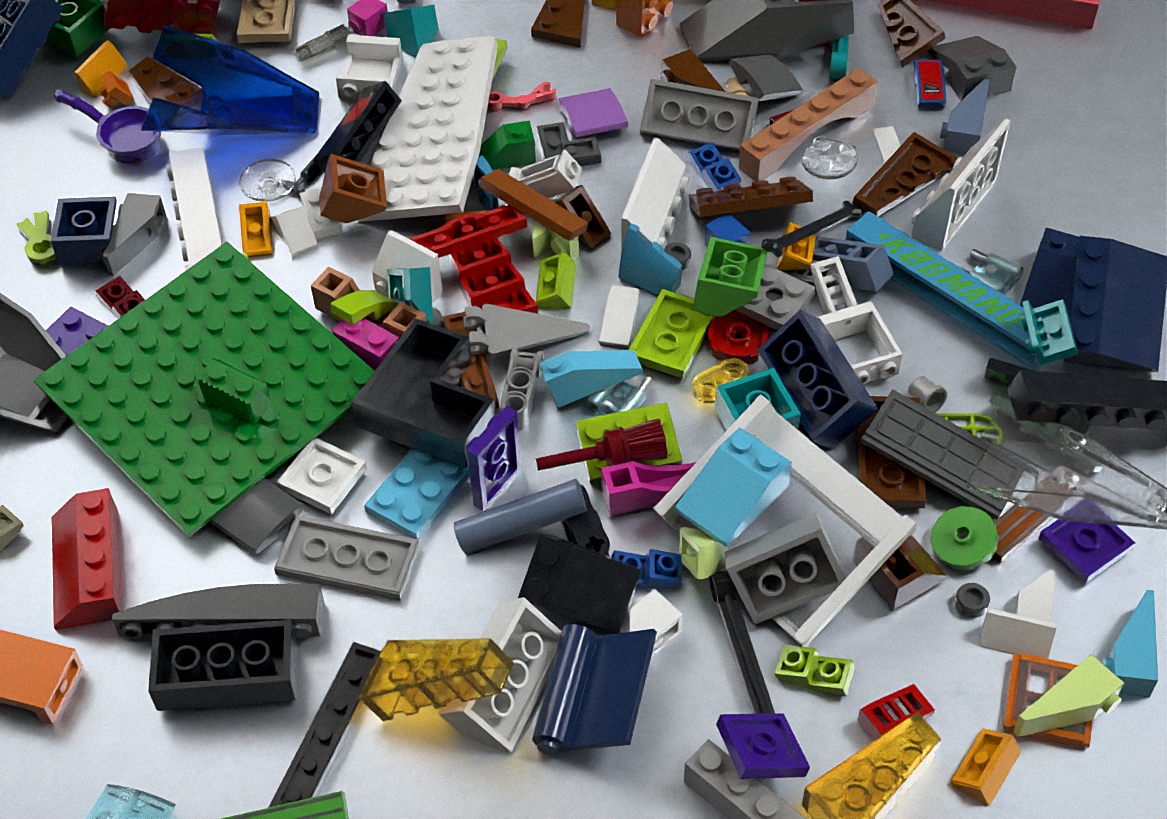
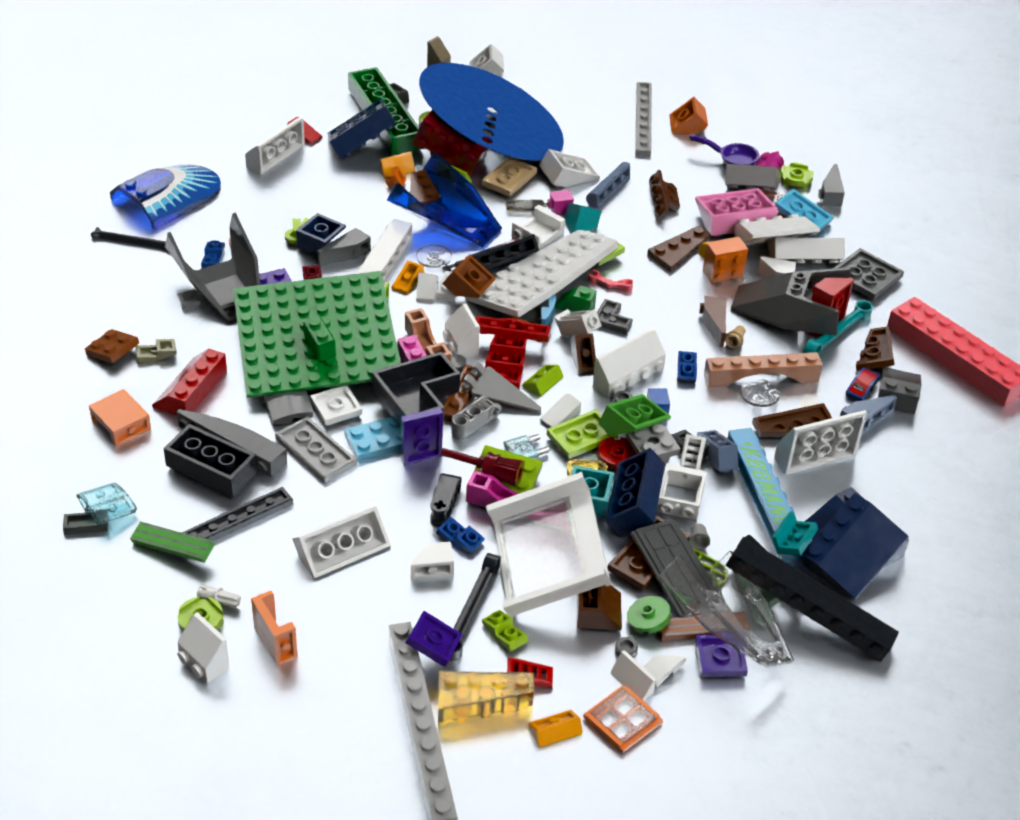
camera: 30 degrees right, 10 degrees down
(119, 130) = (376, 198): dark purple piece -> none
(362, 304) = (421, 332): lime slope -> none
(412, 288) = (455, 339): teal slope -> none
(433, 673) = (299, 514): clear yellow wedge -> none
(520, 516) = (414, 473): sand blue brick -> none
(533, 204) = (559, 331): dark orange tile -> none
(545, 238) = (558, 353): yellowish green slope -> none
(579, 583) = (414, 516): black slope -> none
(586, 372) = (508, 424): medium azure slope -> none
(593, 112) = (642, 306): medium lavender slope -> none
(593, 690) = (374, 568): dark blue door -> none
(648, 264) = (597, 391): dark azure slope -> none
(698, 115) = (700, 333): light grey tile -> none
(701, 553) = (494, 540): yellowish green slope -> none
(735, 487) = (531, 512): medium azure slope -> none
(758, 196) = (684, 386): reddish brown plate -> none
(766, 77) = (760, 334): dark grey slope -> none
(776, 245) = (674, 415): black piece -> none
(784, 568) = (525, 567): light grey slope -> none
(798, 255) = (693, 426): light orange slope -> none
(995, 271) = (802, 499): clear light blue piece -> none
(1073, 700) = (627, 718): yellowish green slope -> none
(1135, 651) = (693, 720): medium azure slope -> none

